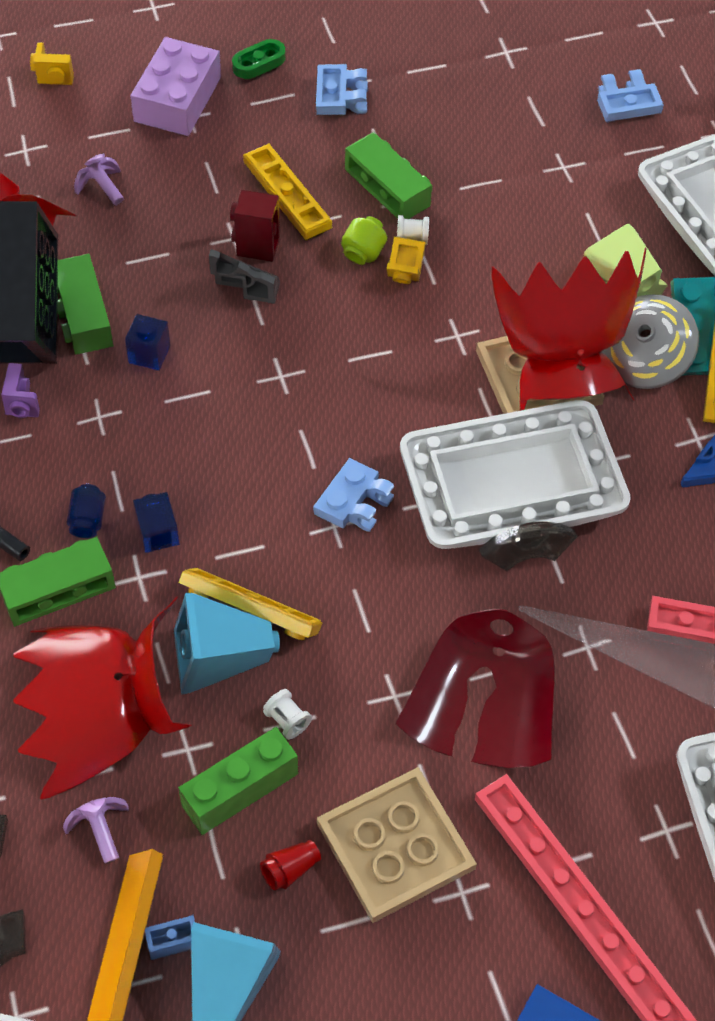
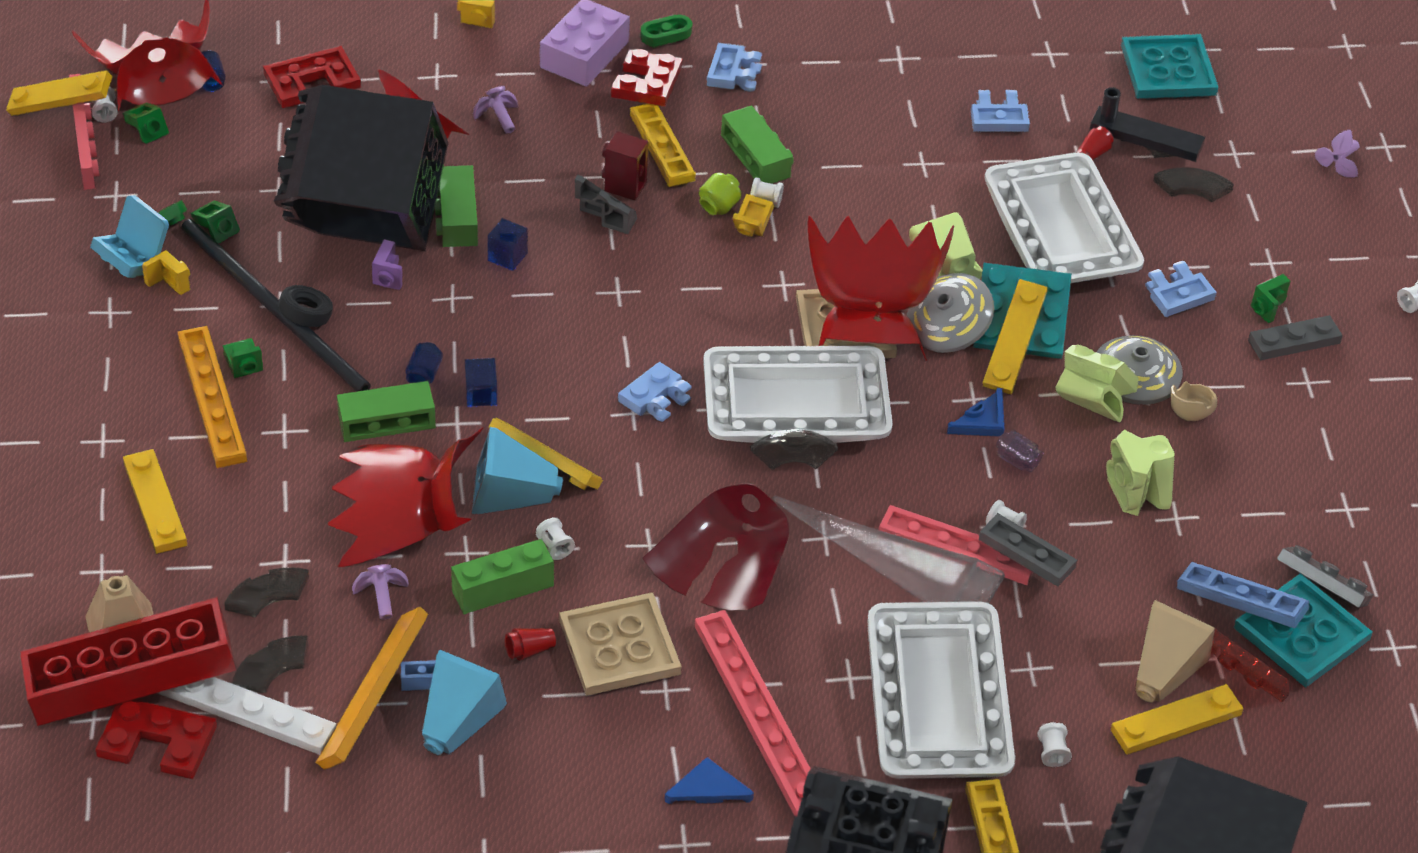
camera: 10 degrees right, 10 degrees down
(266, 121) = (660, 78): none -> red plate

